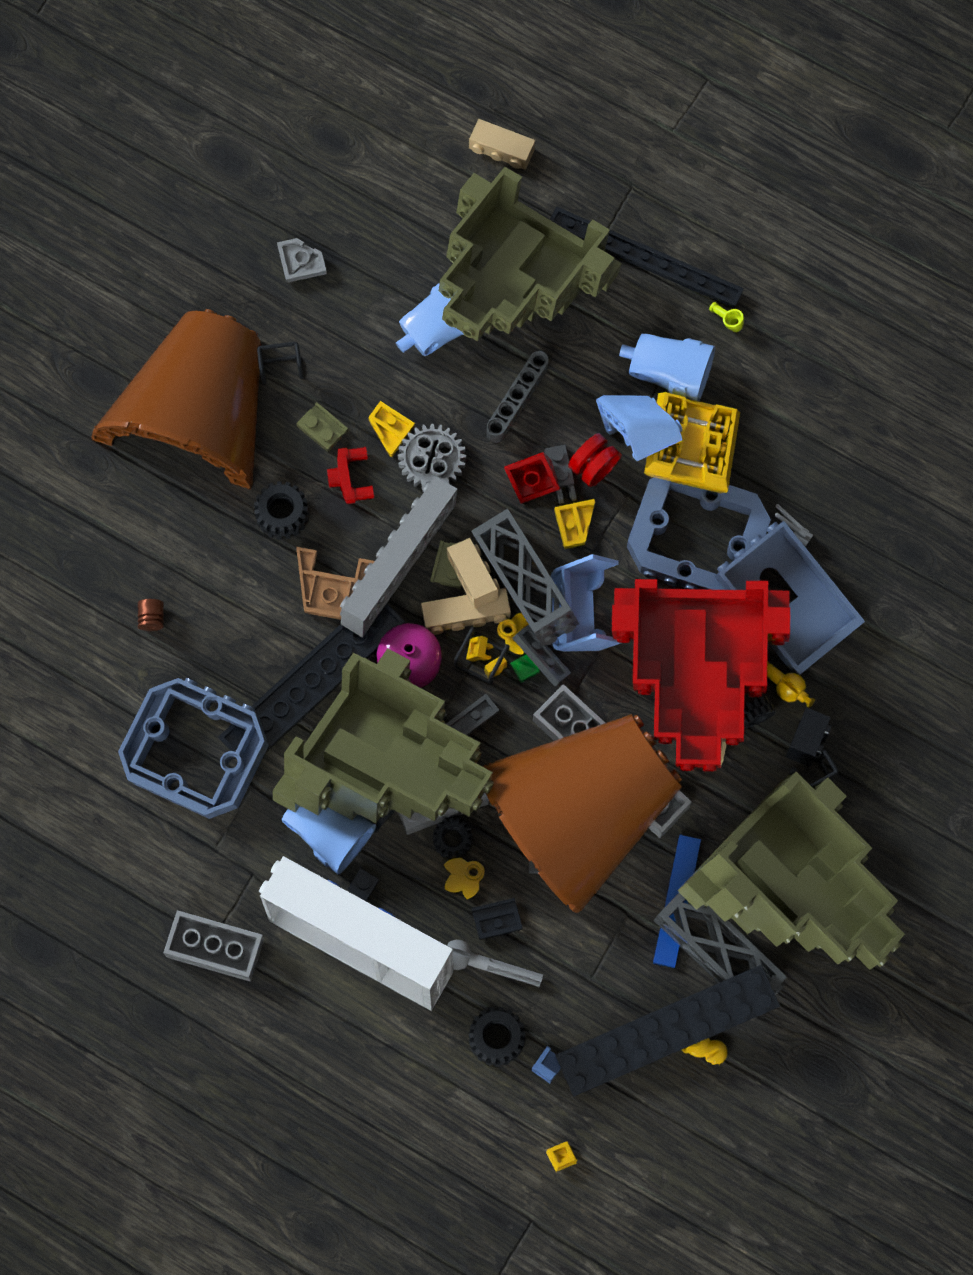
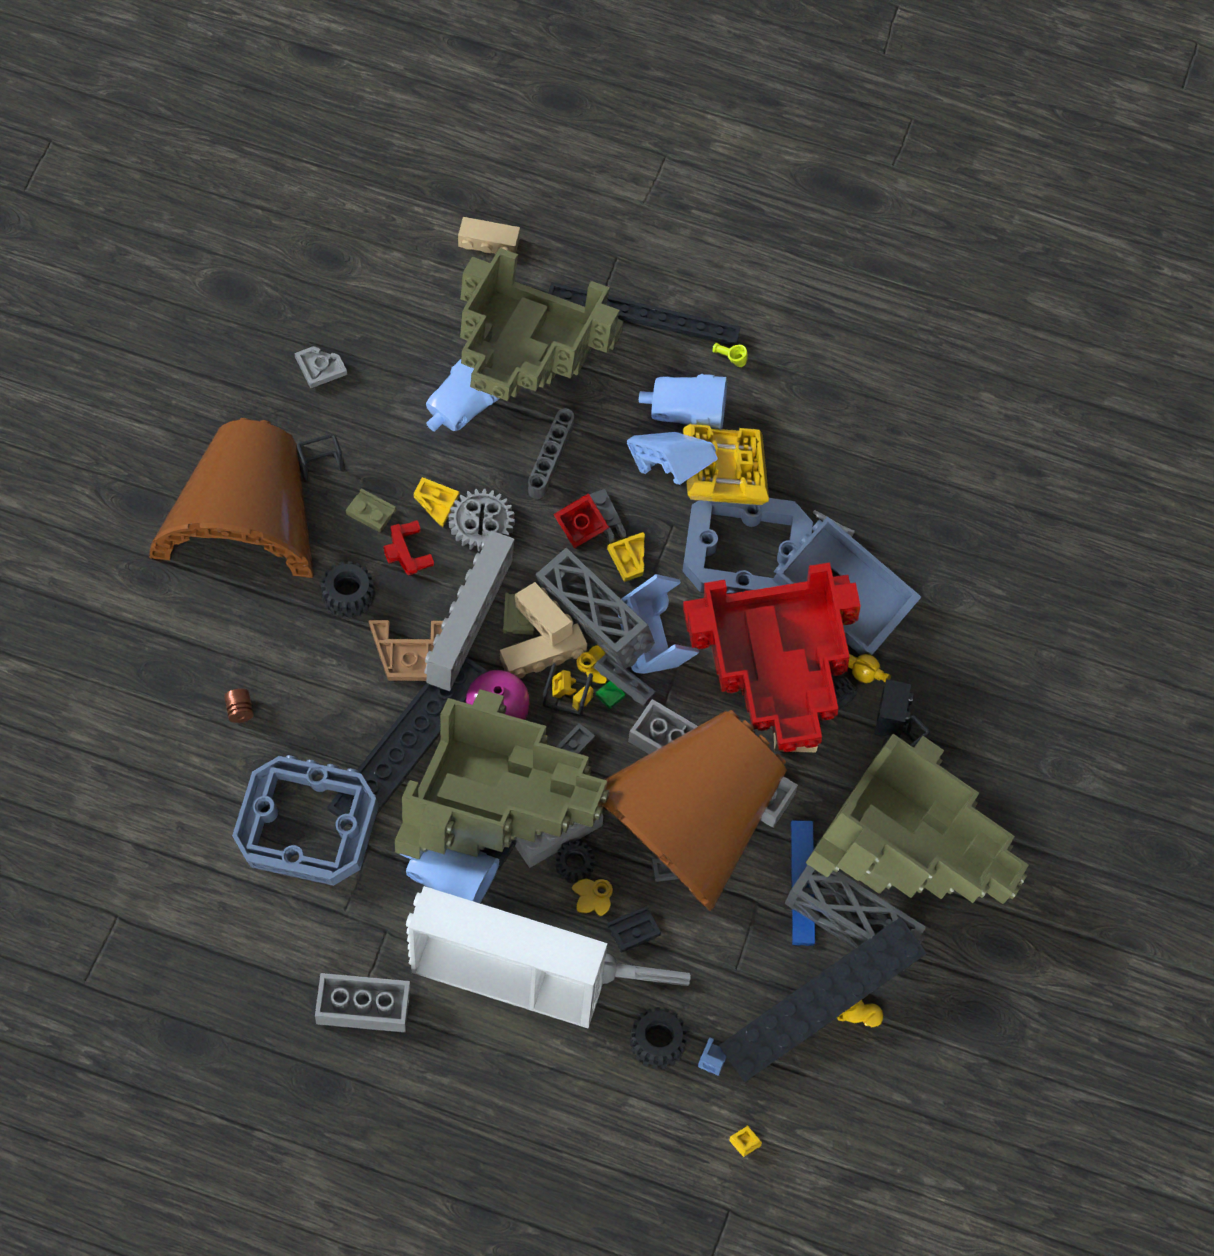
camera: 15 degrees left, 10 degrees down
(594, 460) = (636, 495): red wheel -> none

